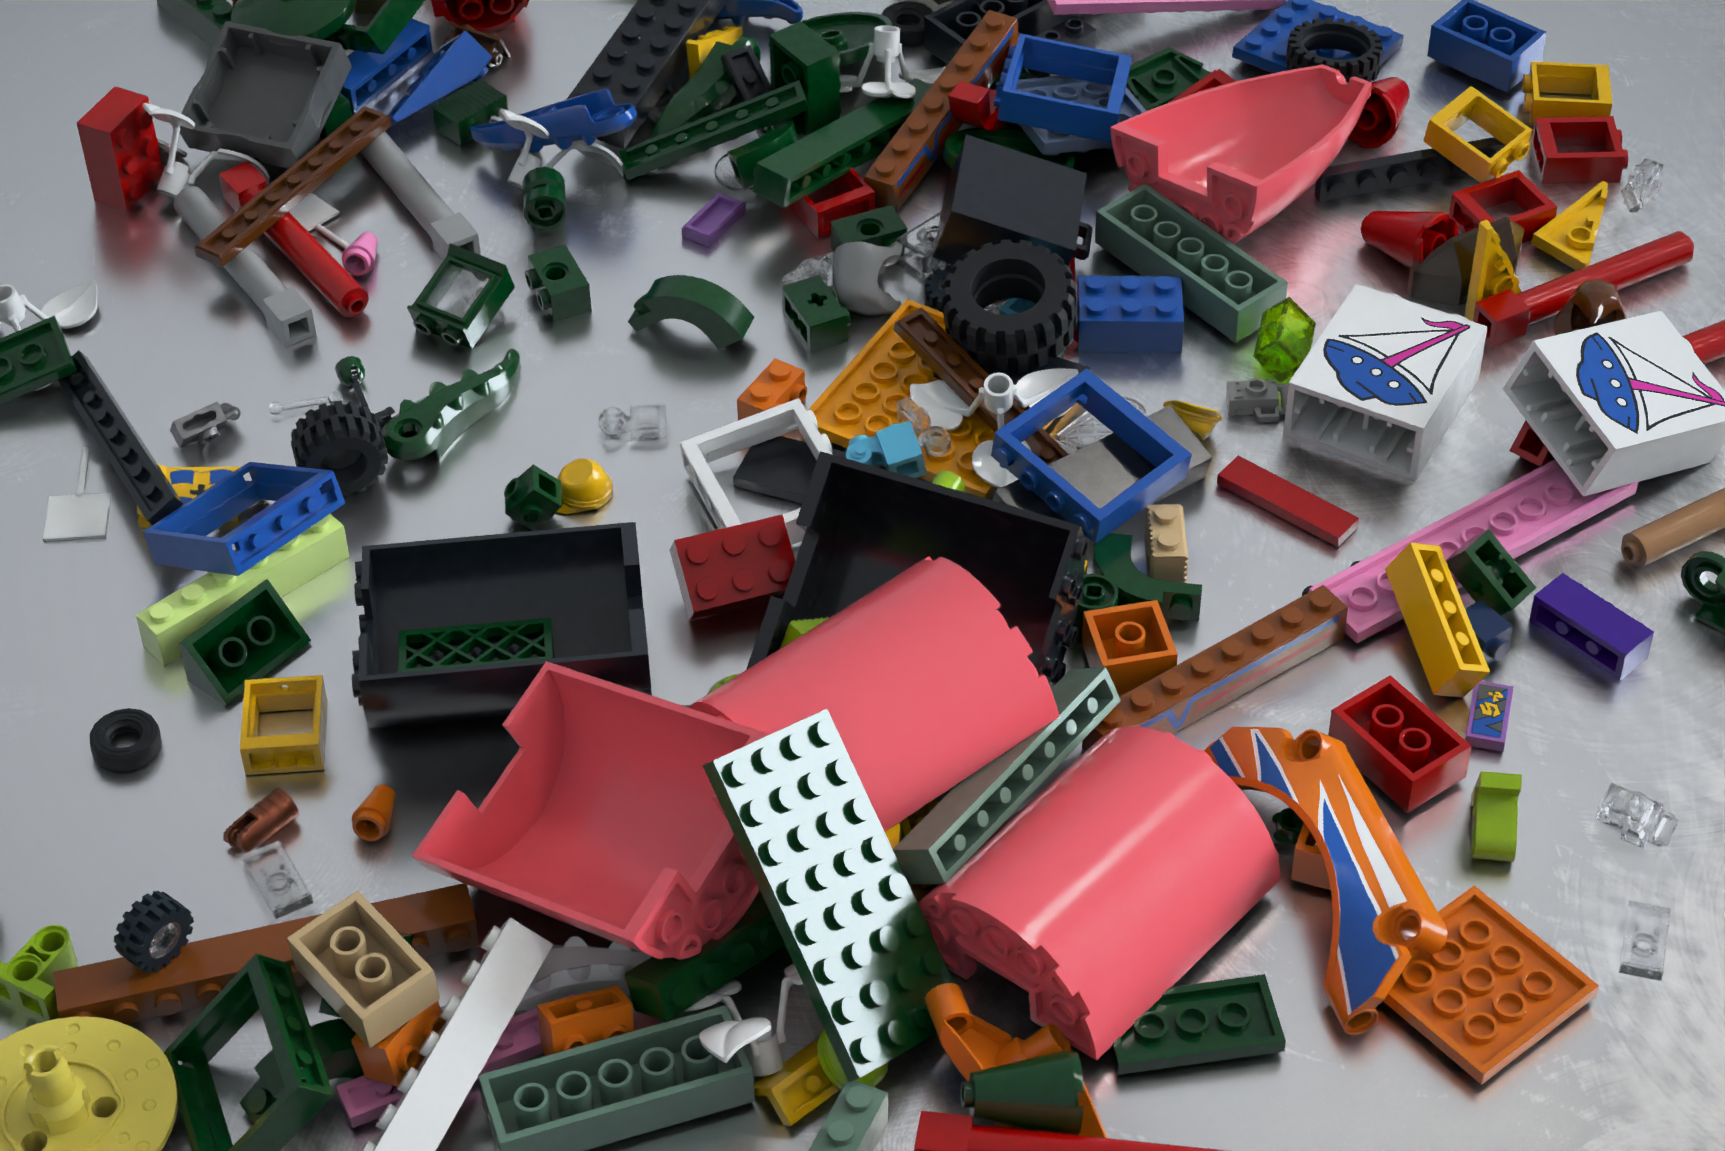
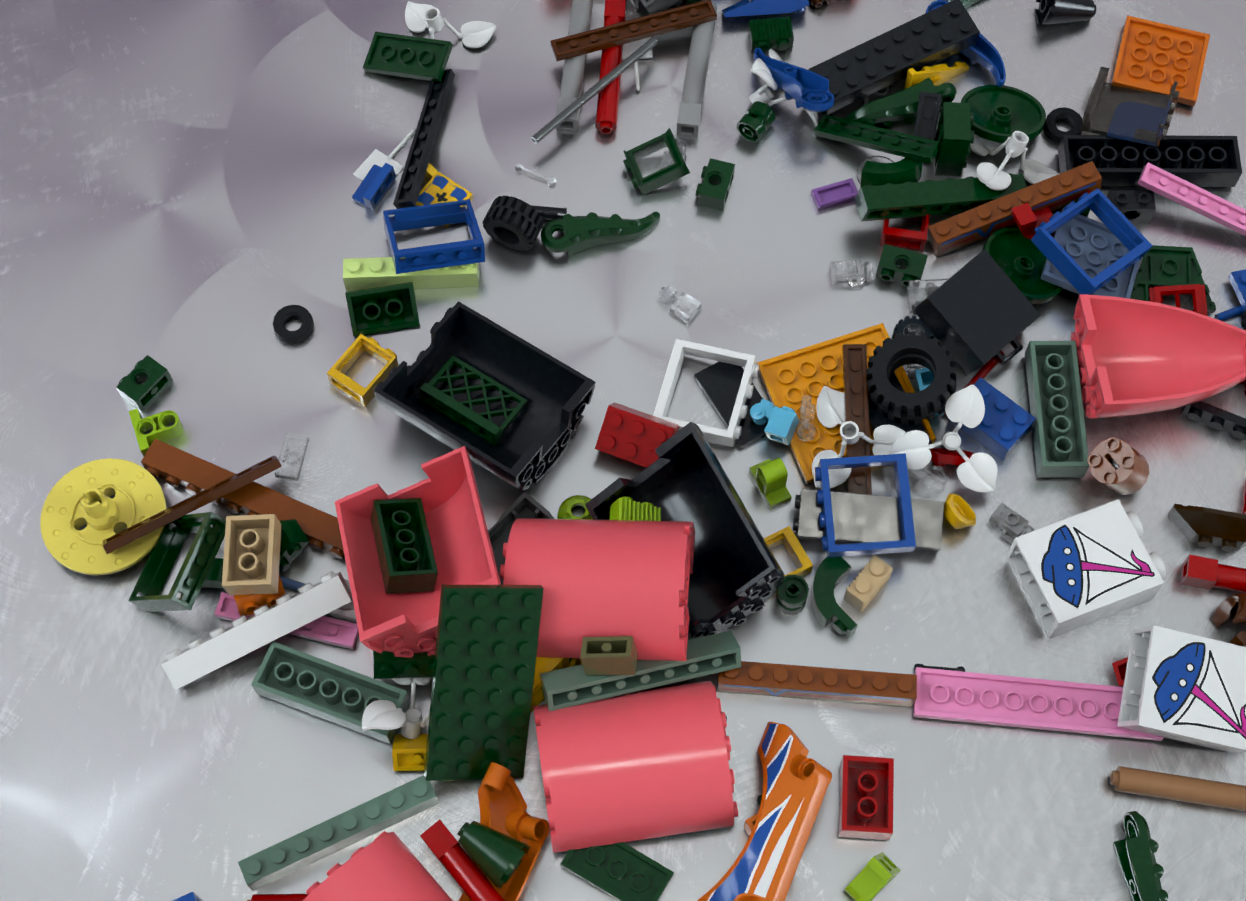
camera: 40 degrees right, 20 degrees up
(90, 530) = (374, 186): none -> blue panel
(153, 931) = (199, 455): black wheel -> none
(191, 1004) = (191, 504): none -> reddish brown tile
(203, 423) = (474, 156): flat silver piece -> none
(261, 821) = (310, 418): copper hinge -> none
(305, 268) = (594, 90): none -> dark grey piece
(354, 378) = (568, 172): dark green hinge -> none
(360, 254) = (637, 95): bright pink cone -> none
(374, 814) = (362, 451): orange cone -> none
(533, 497) = (582, 318): dark green brick -> none
(556, 849) = (403, 546): none -> dark green brick
(584, 486) = (616, 325): yellow hat -> none
(584, 1019) = (342, 649): orange brick -> none
(696, 301) = (765, 252): dark green arch -> none
(773, 387) = (754, 338): orange brick -> none
(815, 313) = (823, 308): dark green brick -> none
(856, 275) = (863, 292): light grey piece -> none
(967, 757) = (609, 655): none -> olive brick
(1106, 294) = (966, 408): none -> white plant
(1129, 643) = (785, 633): orange brick -> none
(1137, 372) = (943, 456): none -> red plate
(1284, 339) = (1058, 499): clear neon green brick -> none
(1288, 501) = (964, 601): red tile -> none
(1318, 263) = (1118, 466): none -> cylinder
(1407, 234) = (1199, 482): red cone -> none
(1437, 620) = (956, 742): yellow brick -> none
(1489, 715) = (937, 814): tile -> none
(1490, 269) = (1212, 545): yellow wing -> none
(1490, 573) = (1013, 736): dark green brick -> none
(1490, 630) = (979, 765): dark blue brick -> none
(1591, 626) = (1044, 806): dark purple brick -> none

